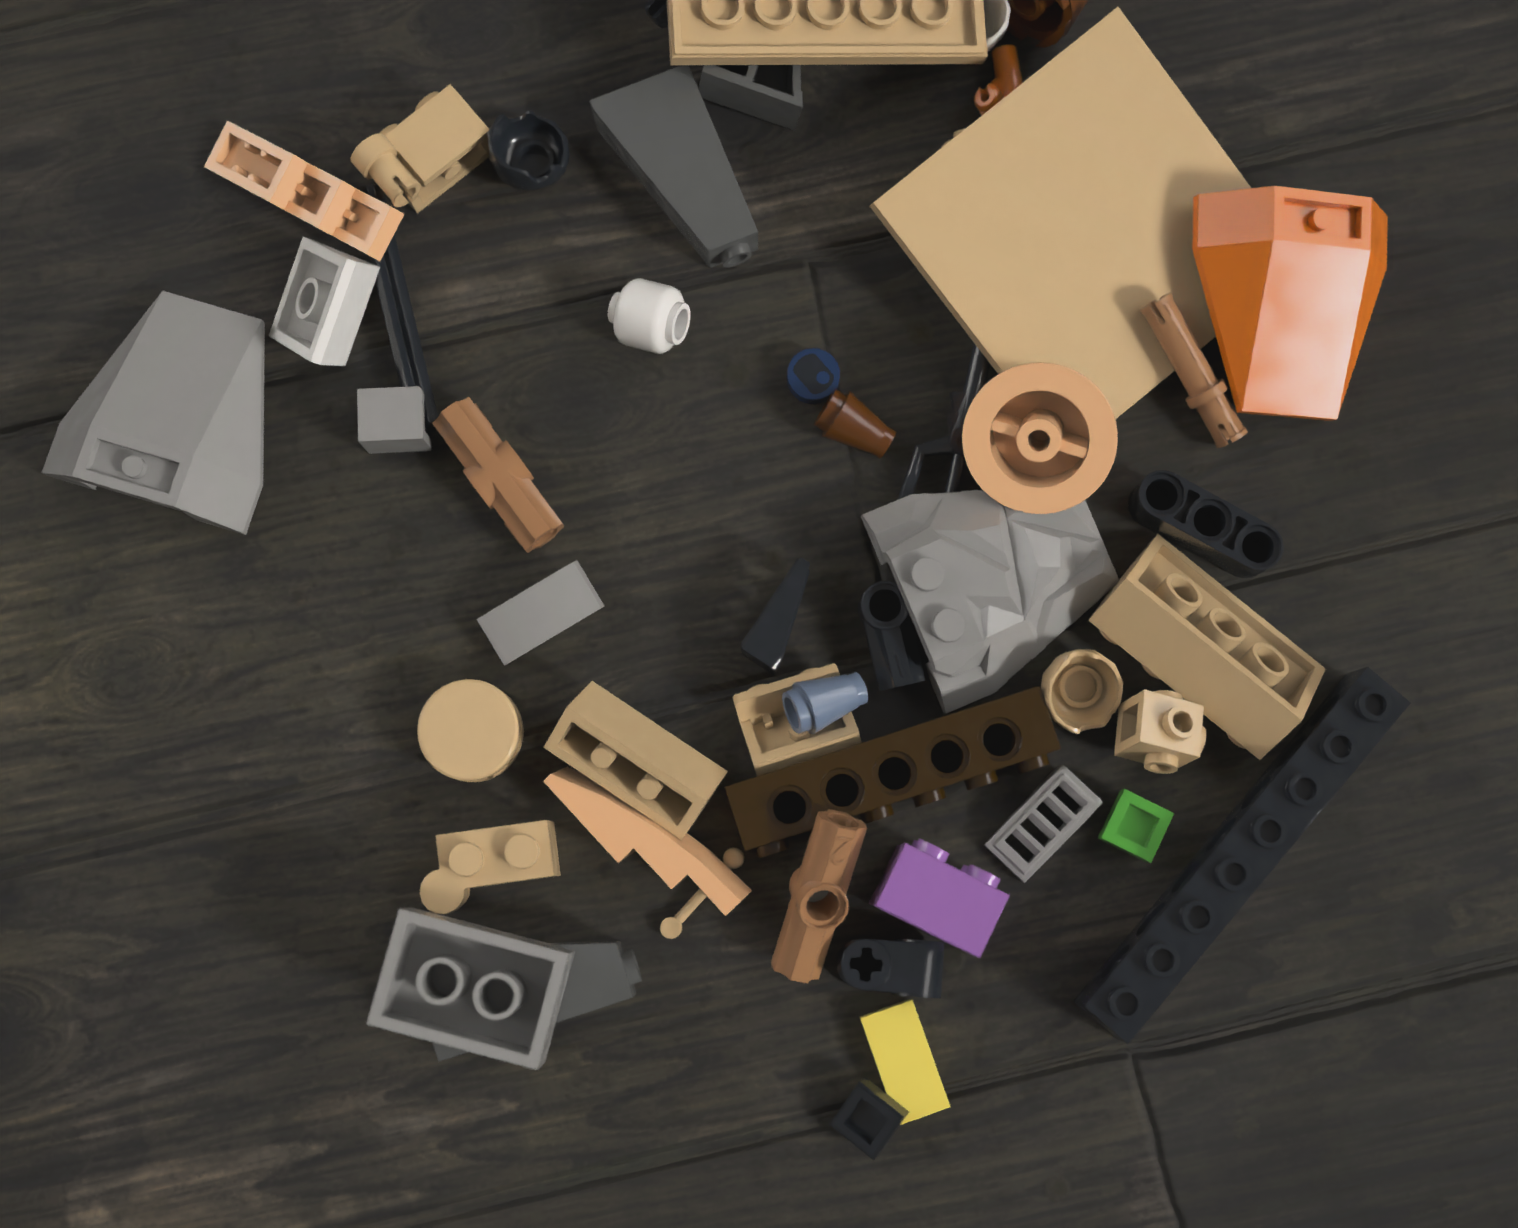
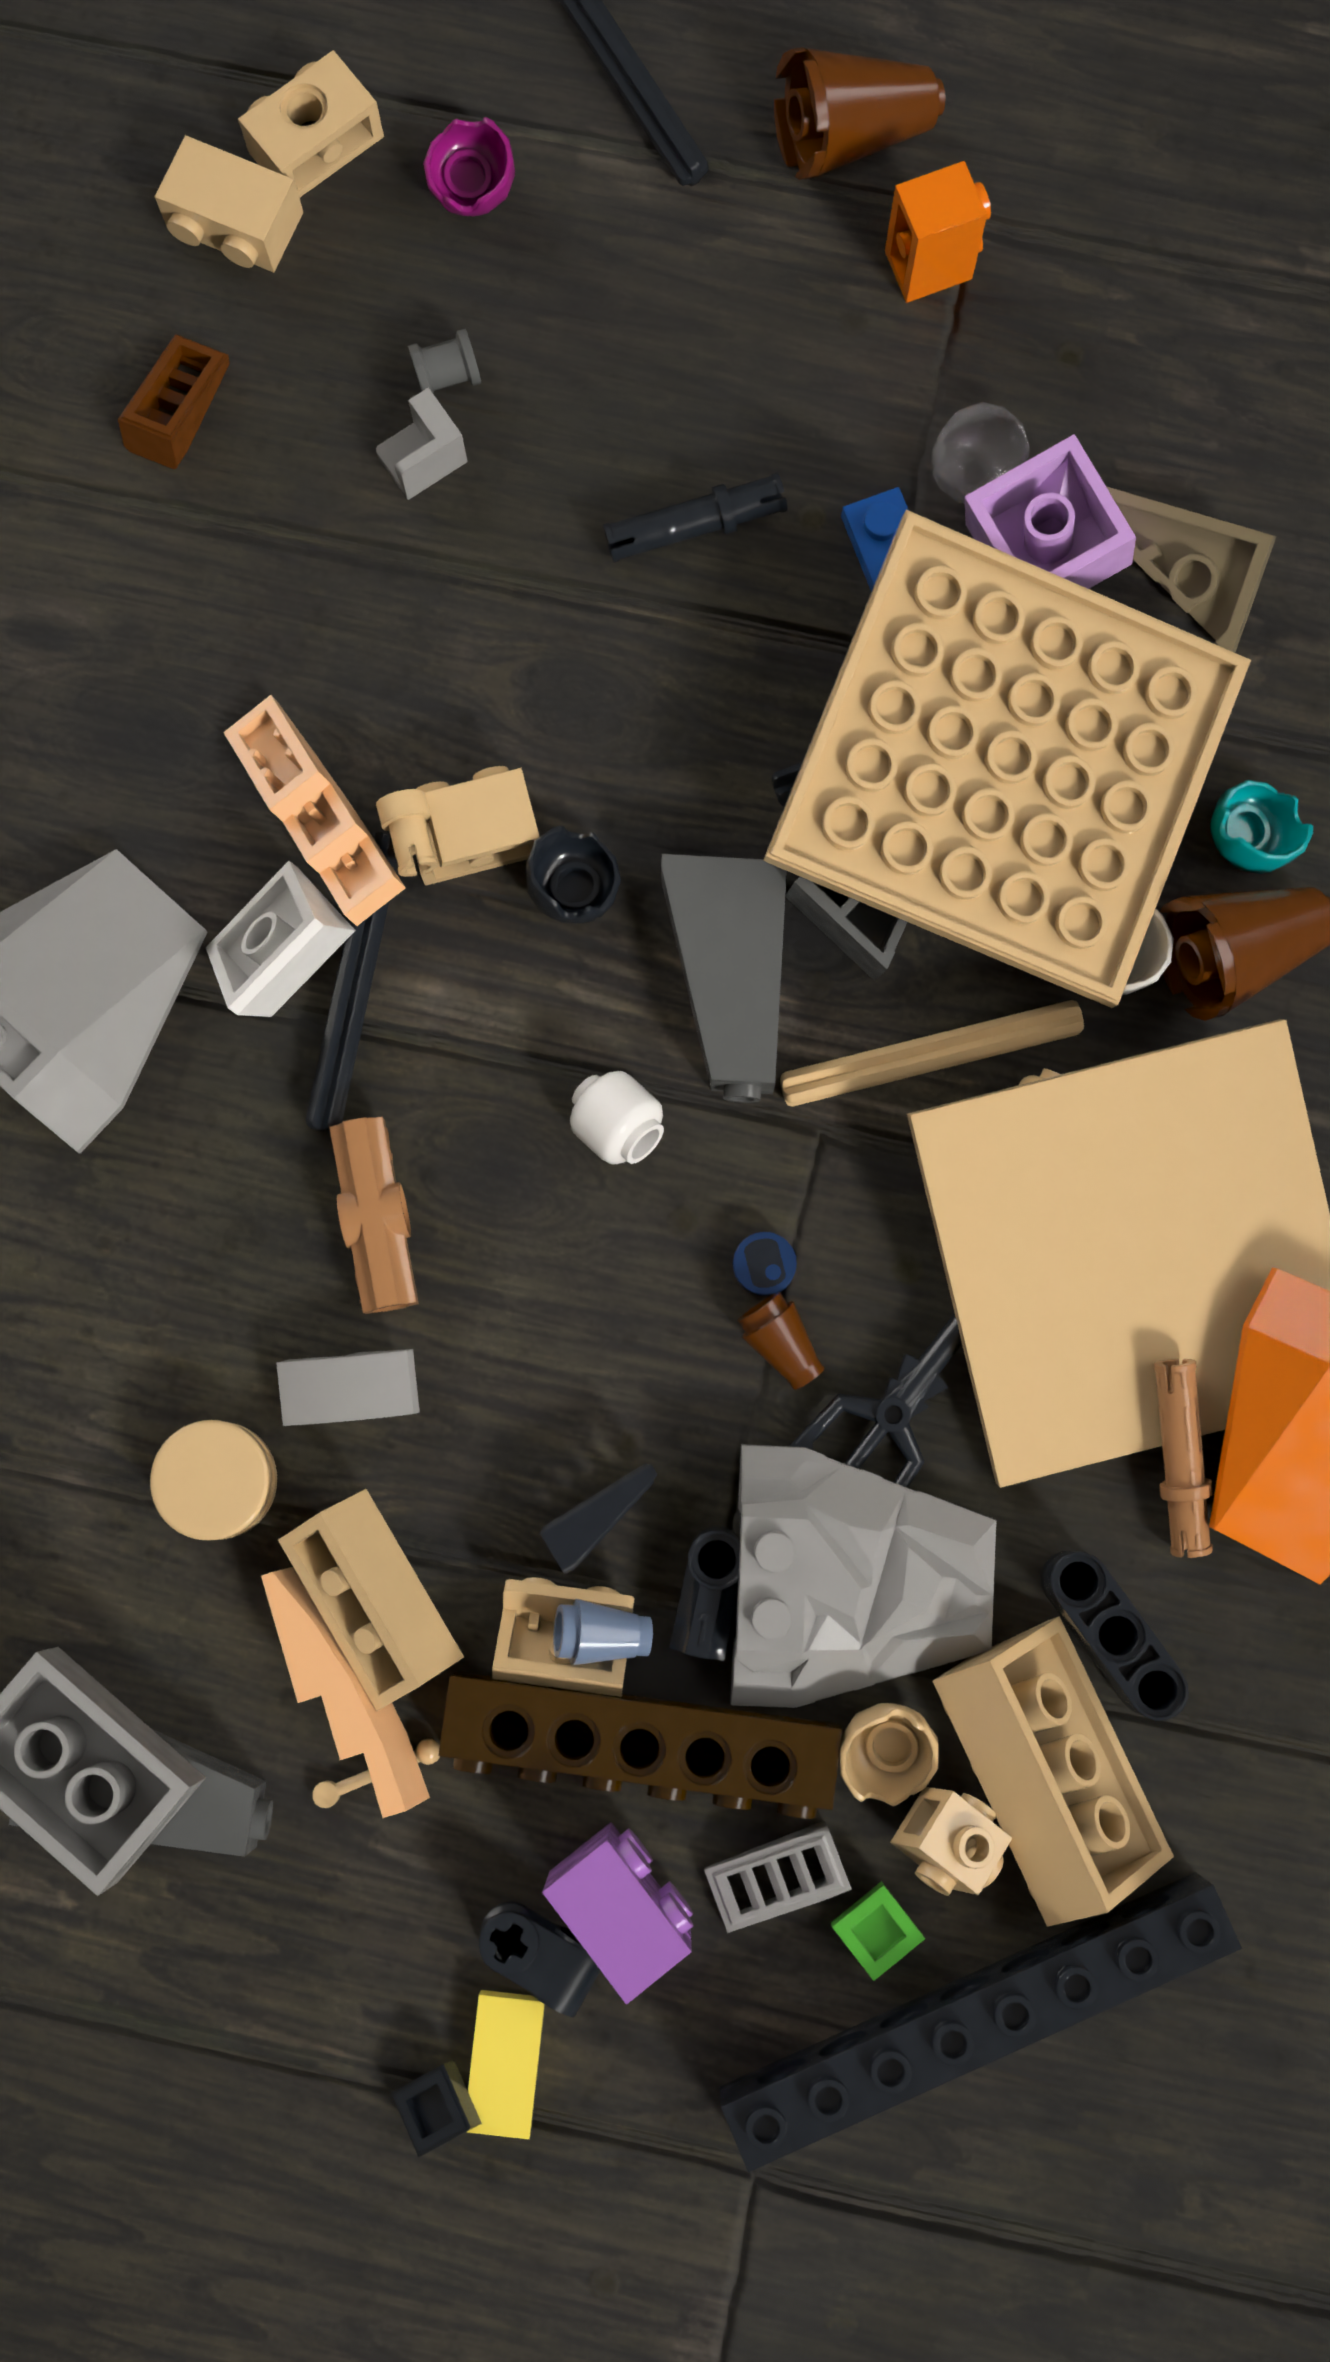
camera: 30 degrees right, 0 degrees up
(392, 420) = (288, 1103): light grey panel -> none
(489, 859) = (166, 1631): tan hinge -> none
(825, 866) = (512, 1819): medium nougat piece -> none
(863, 163) = (932, 1053): none -> tan axle
(1006, 78) = (1129, 1038): orange arm -> none
(1039, 438) = (969, 1460): light nougat piece -> none

